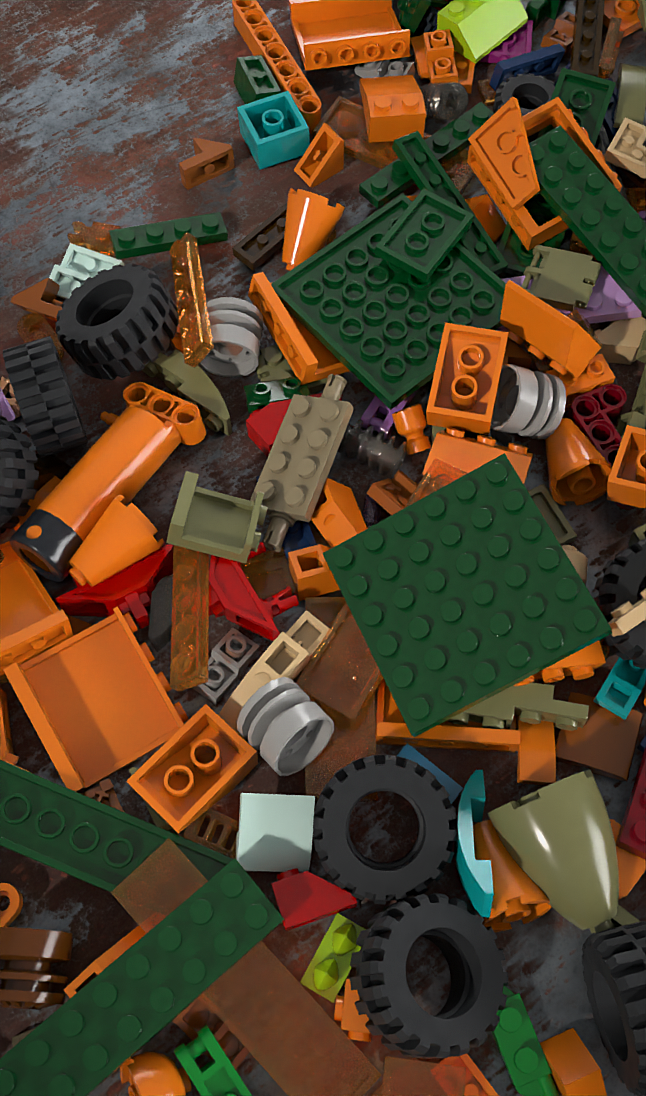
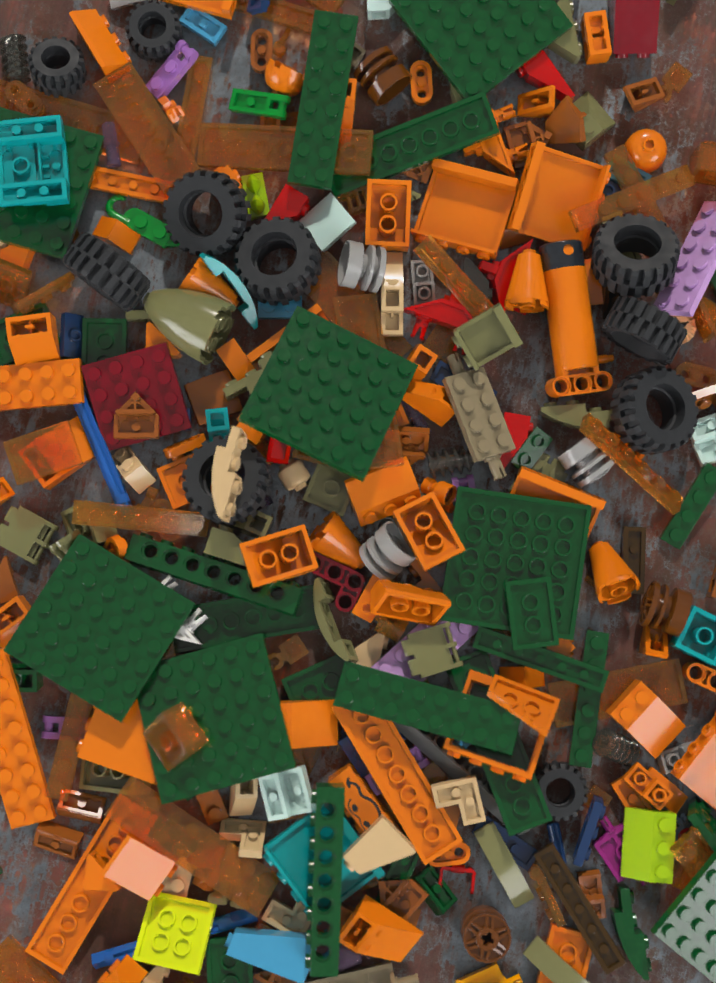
camera: 140 degrees right, 20 degrees up
(283, 163) = (668, 609): none -> reddish brown wheel

